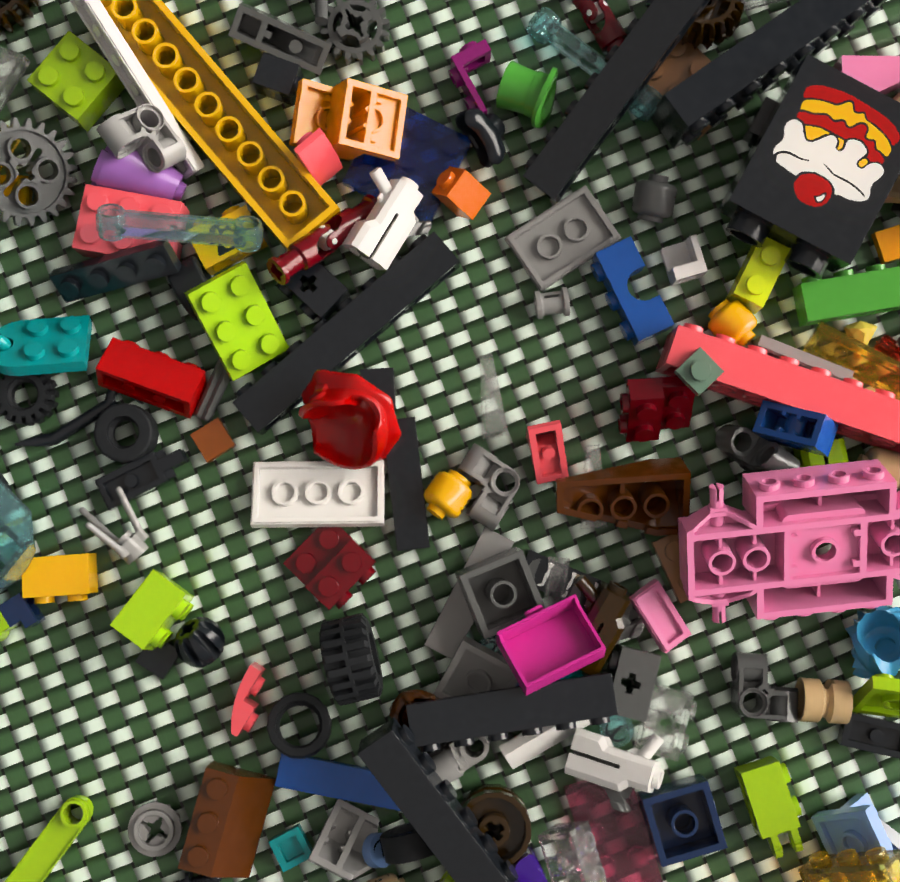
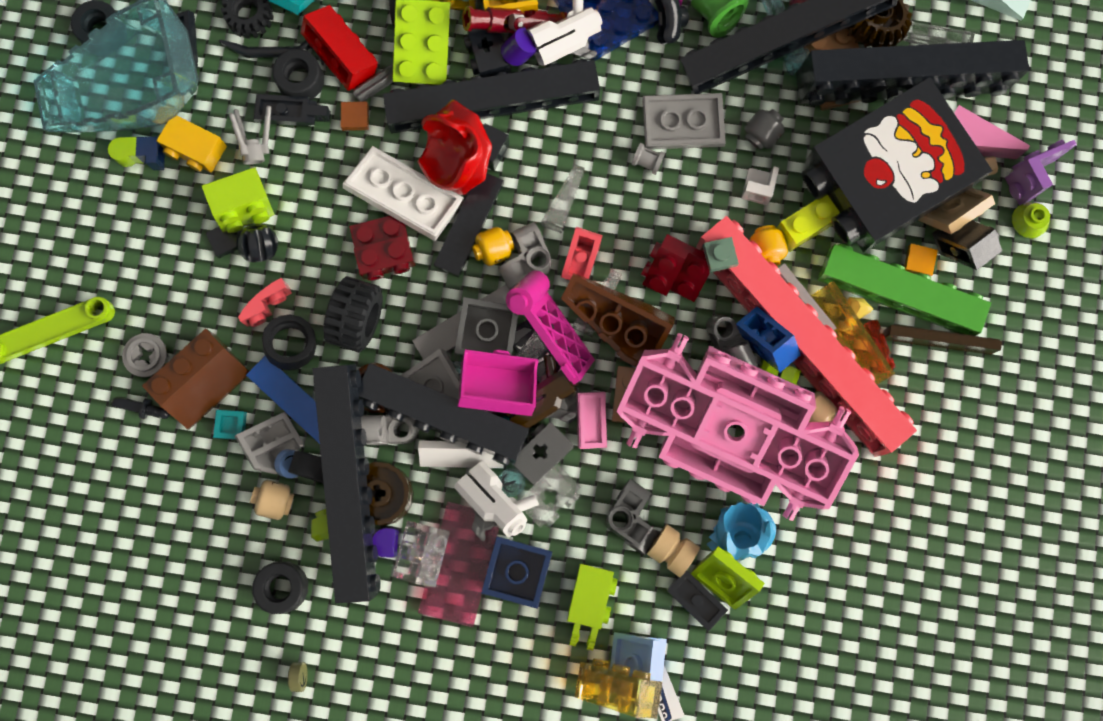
camera: 30 degrees right, 5 degrees down
(346, 267) = (518, 48): none -> dark purple brick
(460, 192) = (629, 45): orange brick -> none
(529, 538) = (533, 301): none -> dark pink piece
(639, 318) = (710, 160): blue arch -> none

